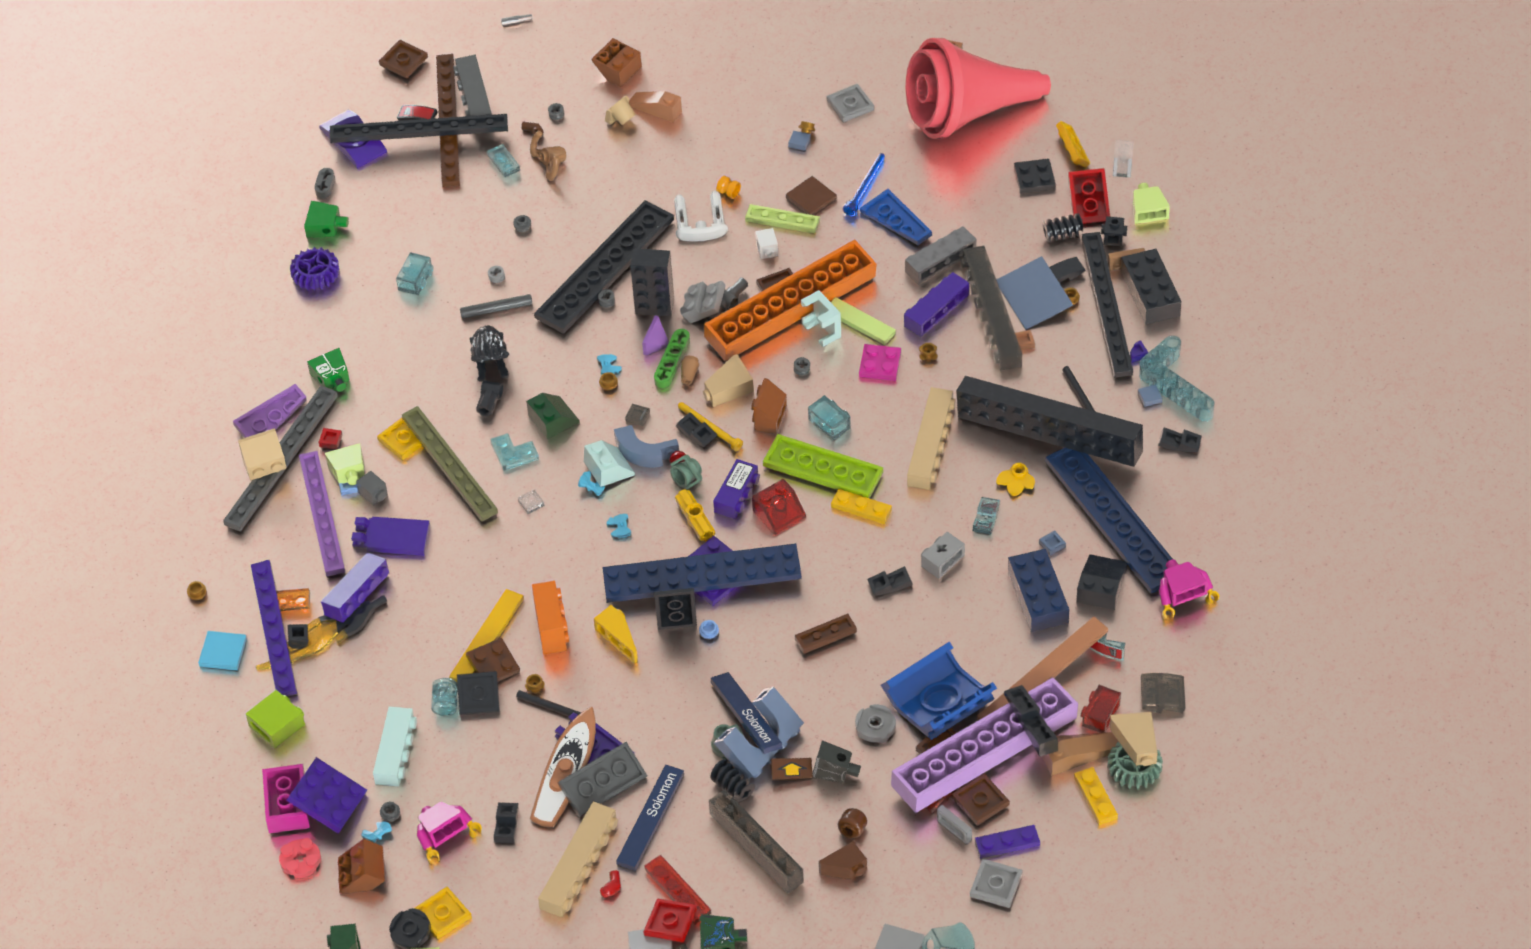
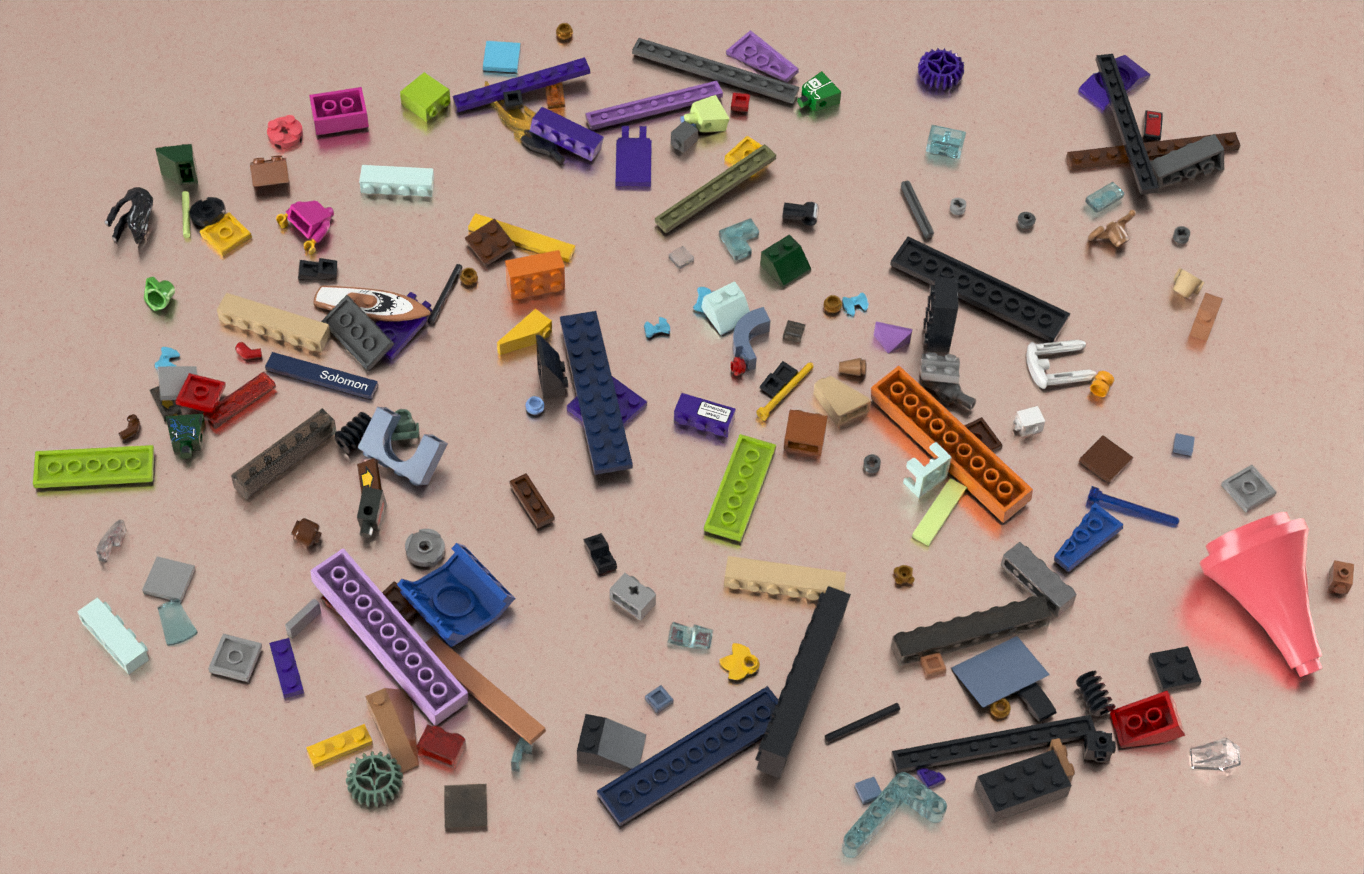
camera: 80 degrees right, 5 degrees up
(262, 454) = (702, 48): tan slope -> none
(323, 220) = (1001, 68): green torso -> none
(327, 795) = (337, 135): dark purple plate -> none
(328, 183) = (1052, 66): dark grey beam -> none
(382, 827) = (305, 175): medium azure piece -> none
(389, 807) = (330, 186): dark grey plate -> none
(403, 58) = (1224, 107): reddish brown plate -> none
(444, 696) = (442, 209): clear light blue wheel -> none
(478, 693) = (454, 234): black tile -> none
(488, 345) = (851, 200): black hair -> none
(514, 19) = (1301, 191): flat silver piece -> none
(532, 127) = (1154, 219): reddish brown arm -> none
(617, 62) = (1255, 275): dark orange slope -> none
(675, 359) = (869, 351): bright green beam -> none
(686, 472) = (720, 372): sand green piece -> none
(695, 515) = (661, 387): yellow piece -> none
(746, 713) = (445, 430): dark blue tile -> none
(778, 506) = (684, 451): clear red slope -> none
(782, 218) = (1070, 436): yellowish green tile -> none
(807, 127) = (1200, 448): pearl gold plate -> none
(829, 417) = (803, 488): clear light blue brick -> none
(844, 863) = (262, 529): reddish brown slope -> none
(861, 506) = (694, 525): yellow plate -> none
(880, 362) = (886, 532): dark pink plate -> none
(936, 304) = (968, 577): dark purple brick -> none
(980, 799) = (333, 641): reddish brown plate -> none
(1032, 722) = (411, 668): black slope -> none
(1038, 590) = (590, 683): dark blue brick -> none
(1072, 144) = (1226, 704): yellow plate -> none
(1136, 736) = (389, 771): tan slope -> none
(1149, 204) = (1148, 783): yellowish green torso -> none
(1183, 584) = (597, 818): dark pink torso -> none
(1185, 441) = (807, 820): black slope -> none

